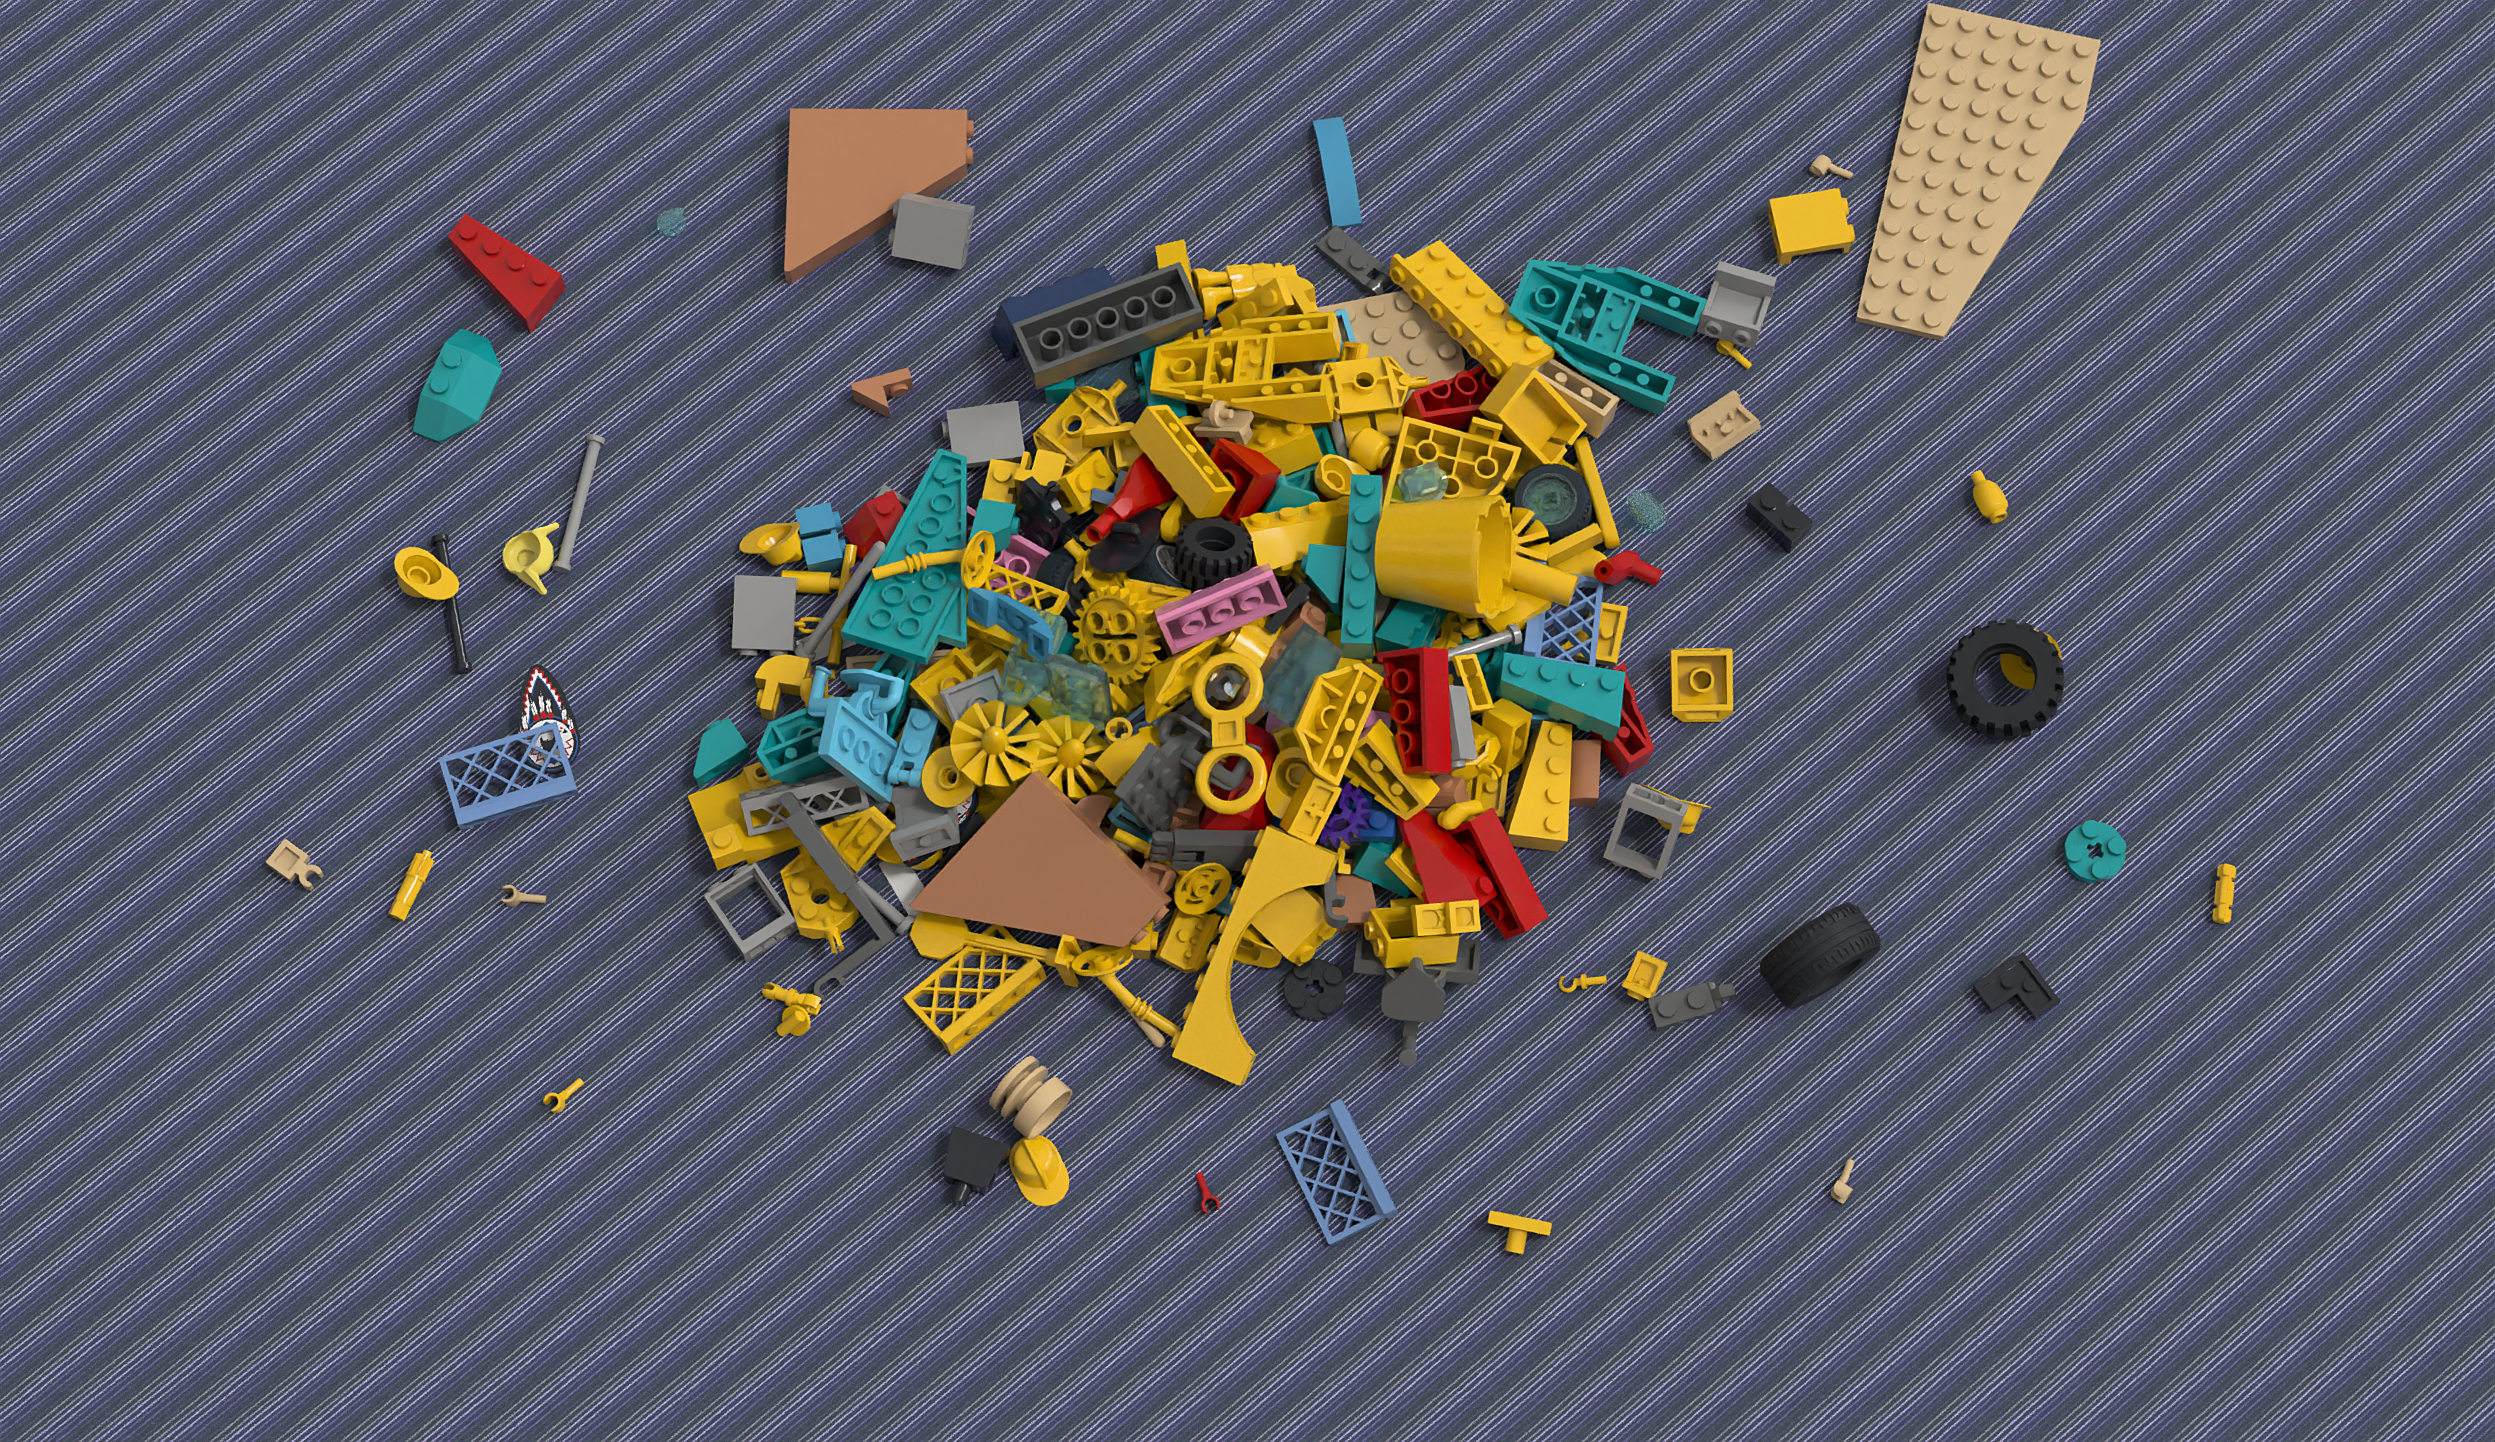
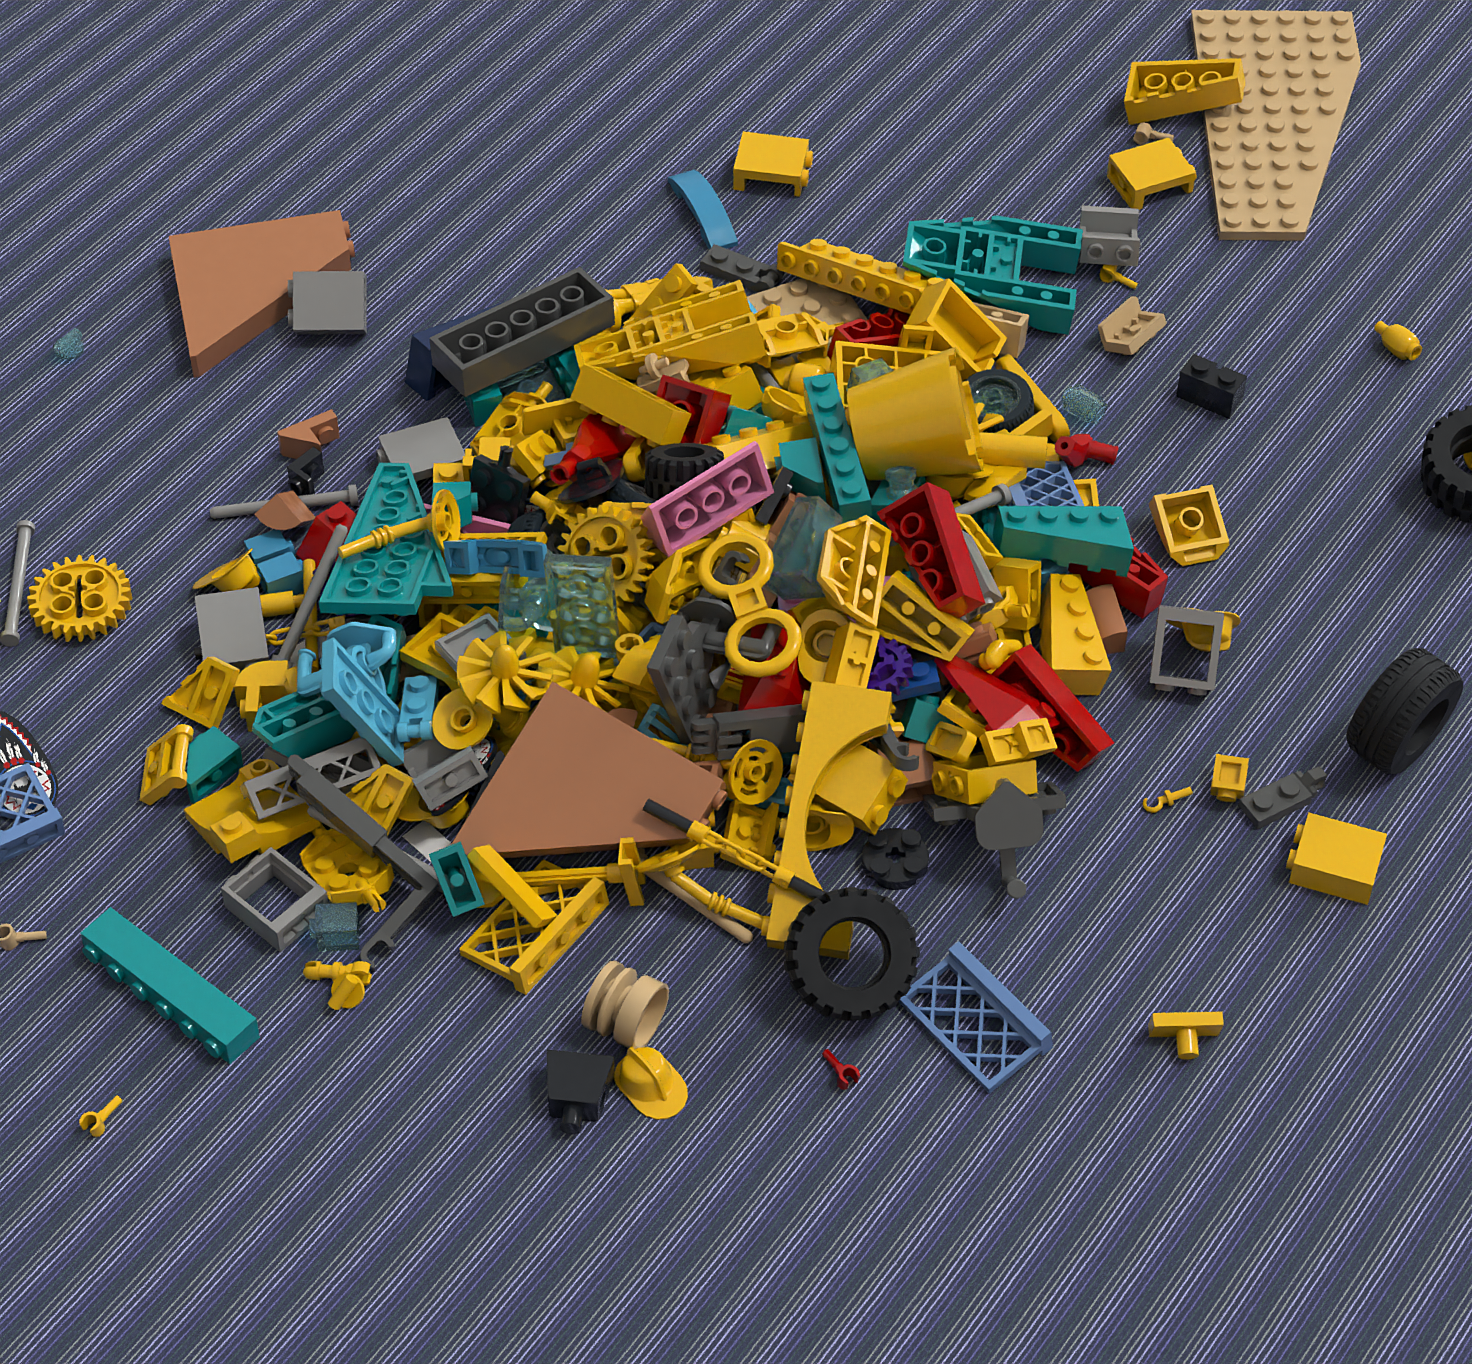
camera: 15 degrees left, 20 degrees down
(642, 980) = (170, 986): none -> teal brick
(658, 539) = (56, 598): none -> yellow gear
(679, 747) = (166, 764): none -> yellow plate
(727, 676) = (205, 692): none -> yellow wing
(798, 953) = (335, 927): none -> clear light blue brick
(840, 487) = (285, 512): none -> nougat brick
(871, 430) = (305, 471): none -> black bracket
(907, 468) = (309, 500): none -> light grey bar
(911, 941) = (456, 879): none -> teal slope
(958, 956) = (511, 886): none -> yellow tile
(1196, 1004) = (699, 833): none -> piece
(1231, 1135) = (898, 954): none -> black tyre
(1390, 896) = (951, 742): none -> yellow piece
(1411, 619) = (900, 481): none -> clear light blue wheel
(1422, 129) = (772, 160): none -> yellow panel
(1713, 1083) = (1336, 858): none -> yellow brick
(1872, 123) = (1181, 87): none -> yellow wedge

